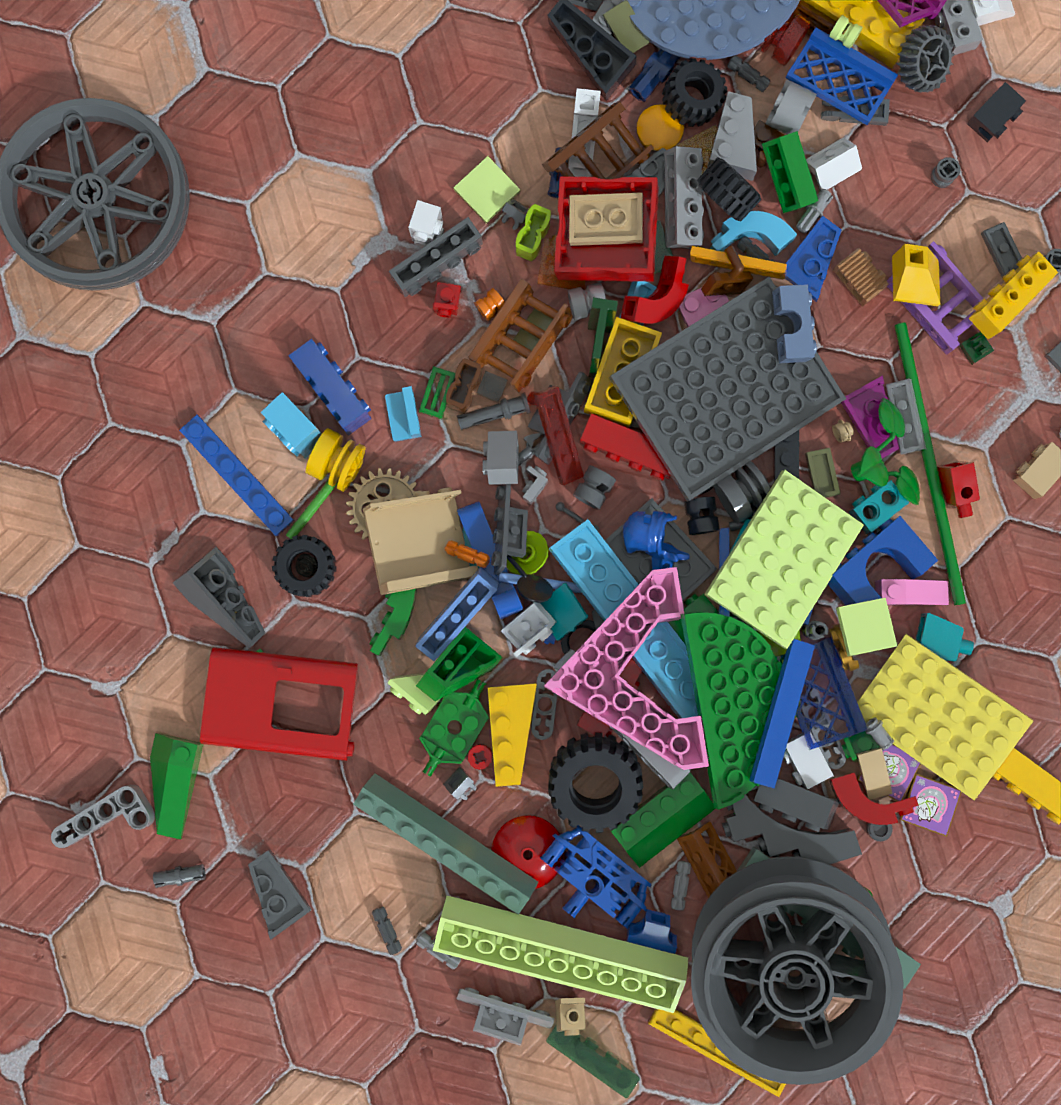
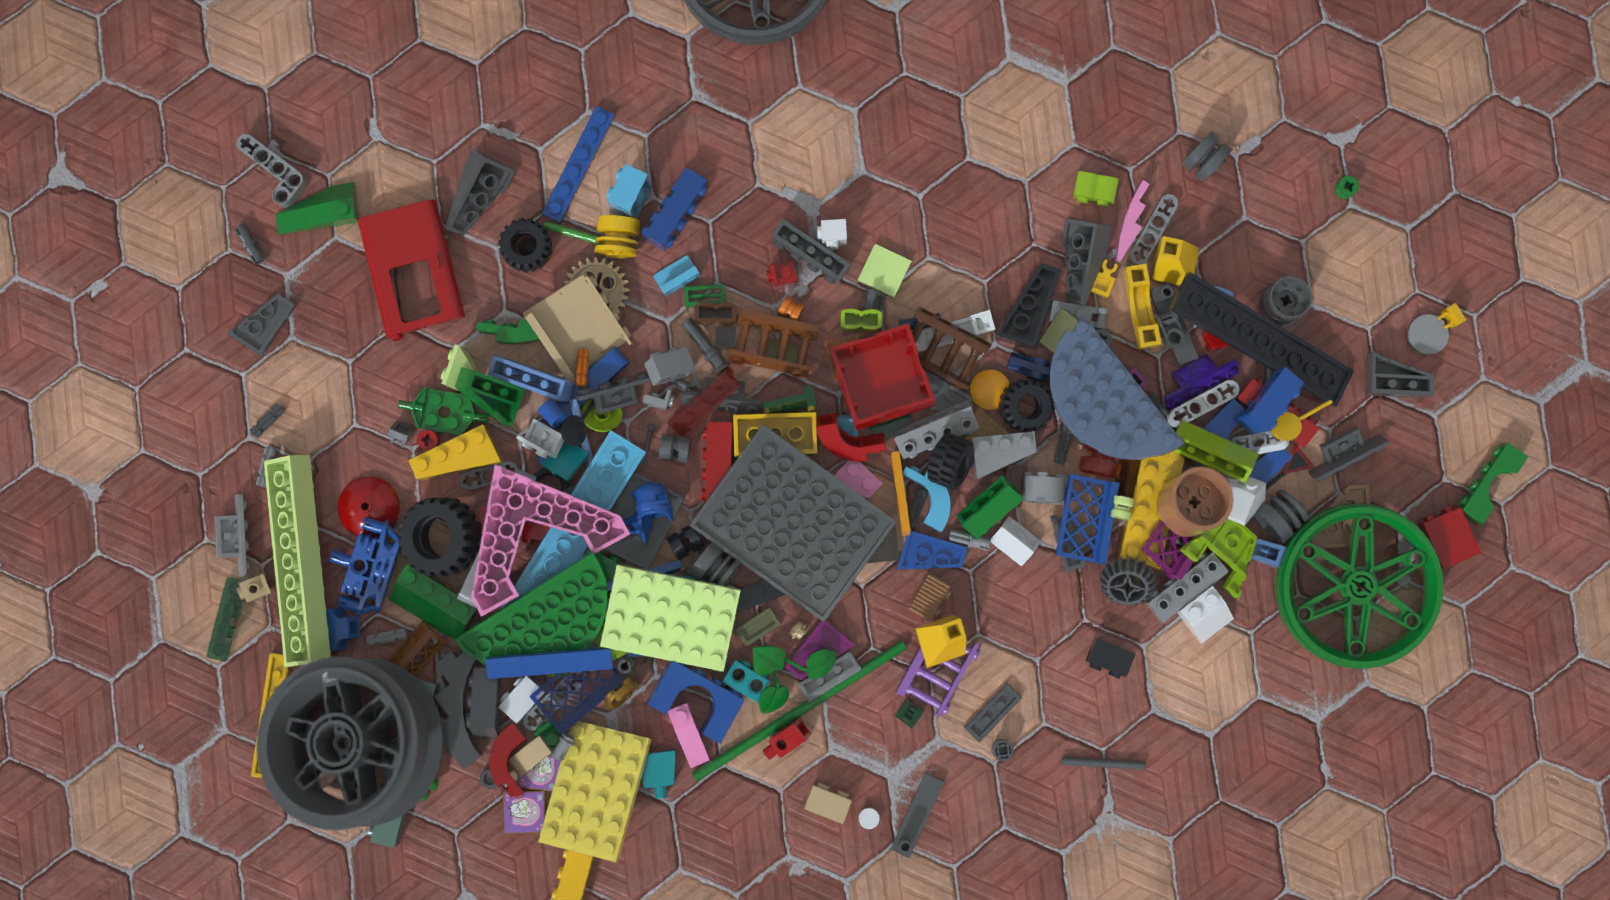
camera: 70 degrees right, 0 degrees up
(446, 843) = (350, 439): sand green brick -> none
(581, 300) = (823, 385): light grey wheel -> none
(606, 219) = (889, 373): tan plate -> none
(728, 282) = (881, 493): reddish brown plate -> none
(795, 303) = (880, 550): sand blue arch -> none
(866, 627) = (640, 702): yellowish green tile -> none
(941, 176) = (1039, 634): dark grey wheel -> none
(1013, 295) = (958, 723): yellow brick -> none

